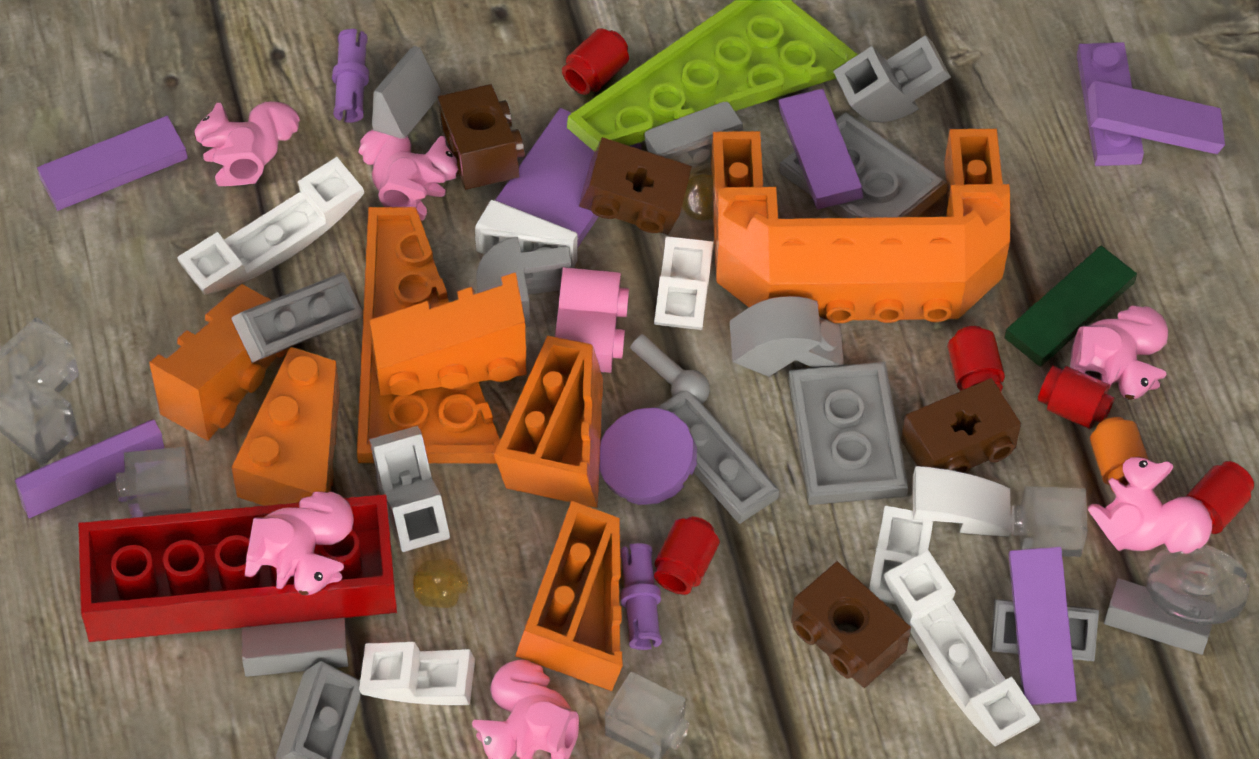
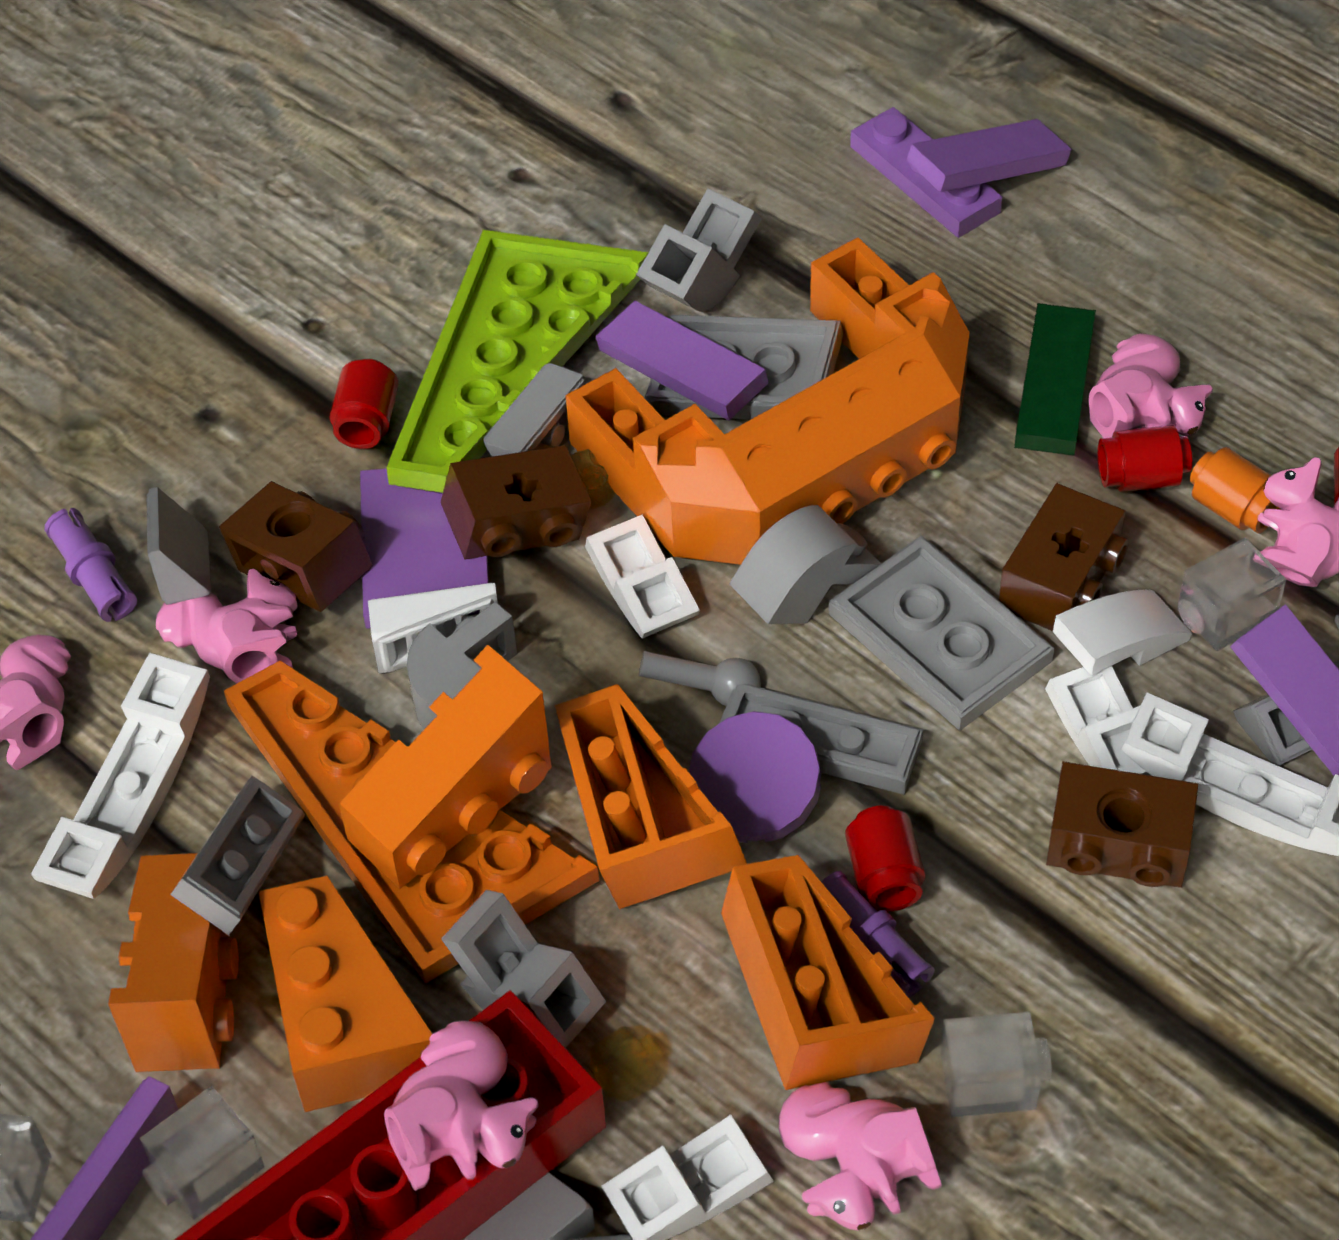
camera: 30 degrees left, 5 degrees down
(590, 311) = (567, 657): bright pink brick -> none
(975, 357) = (1013, 479): red brick -> none

